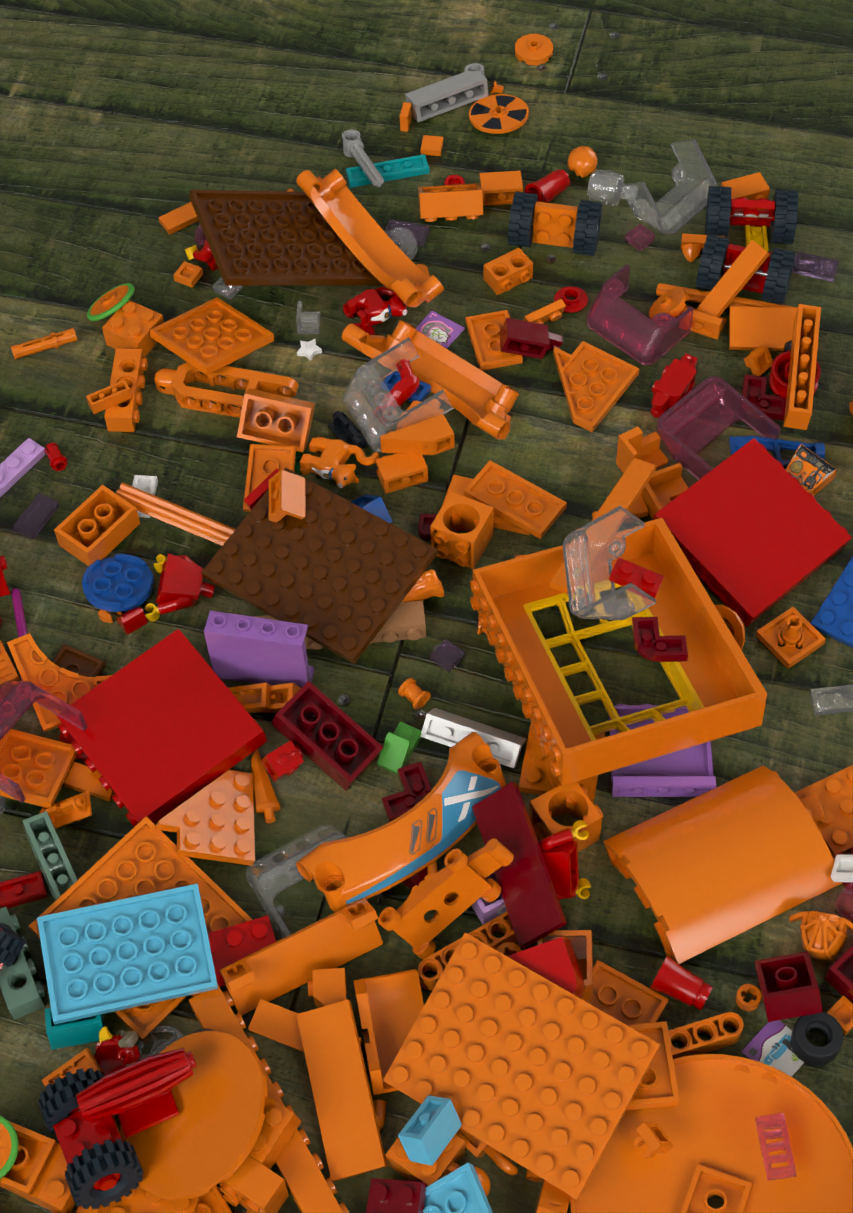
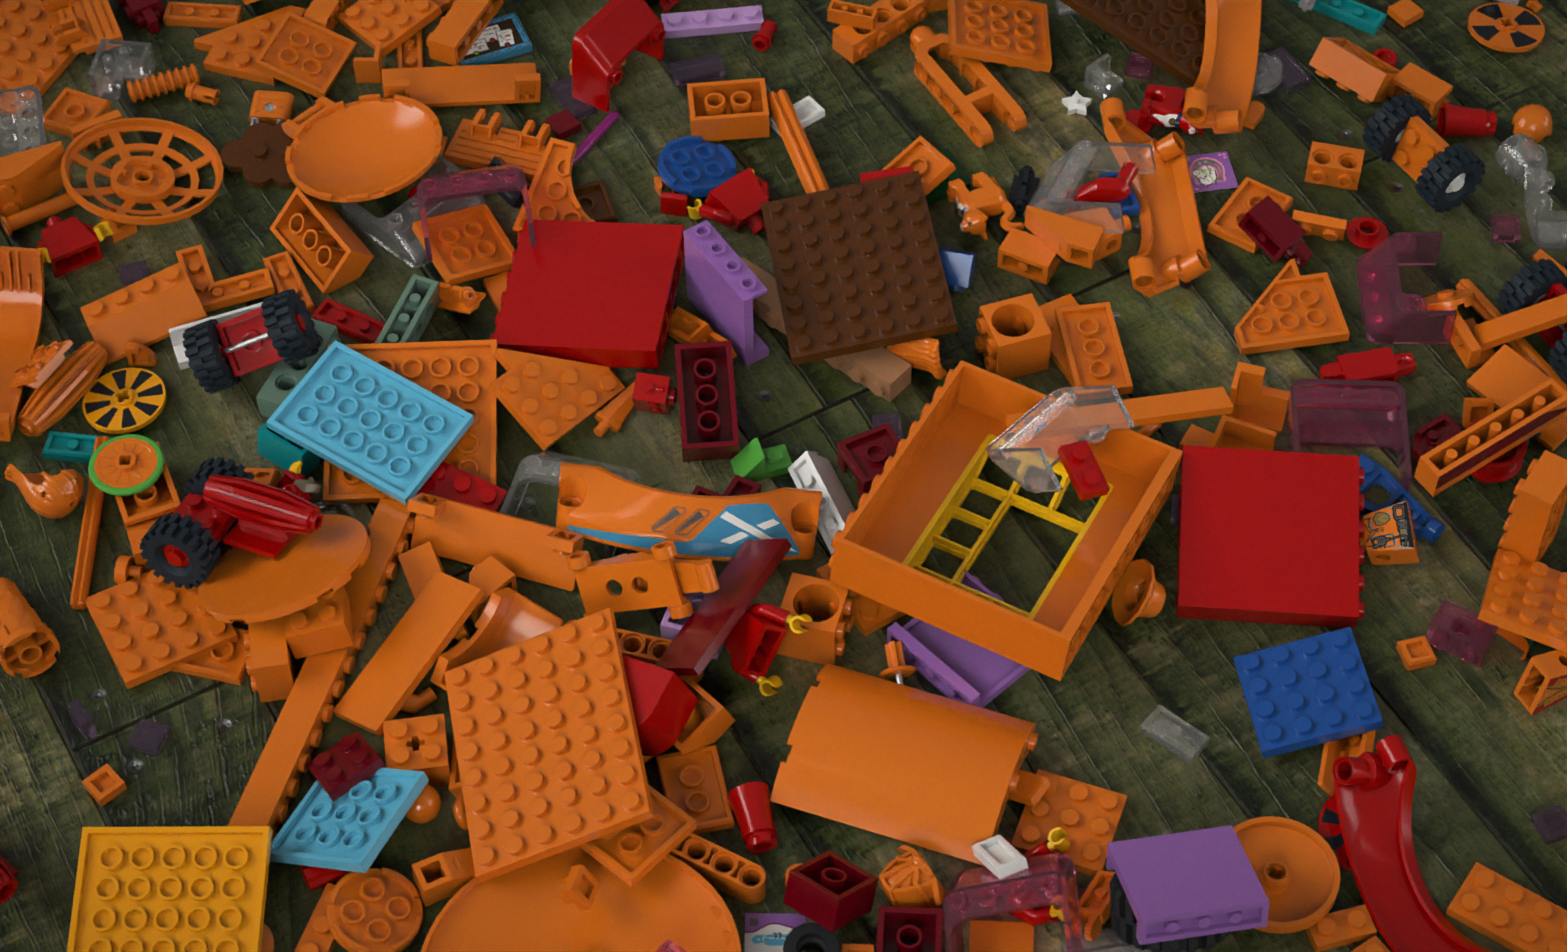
camera: 45 degrees right, 5 degrees down
(275, 419) = (964, 131): orange brick -> none
(286, 496) = (887, 190): orange panel -> none
(318, 295) = (1139, 67): none -> clear pink tile
(414, 693) = (821, 432): orange bush -> none
(430, 1130) = (427, 727): medium azure panel -> none
(473, 681) = (867, 454): none -> dark red panel
(640, 802) = (896, 663): none -> orange piece
(656, 647) = (1023, 526): dark red plate -> none
(791, 630) = (1202, 645): orange plate -> none

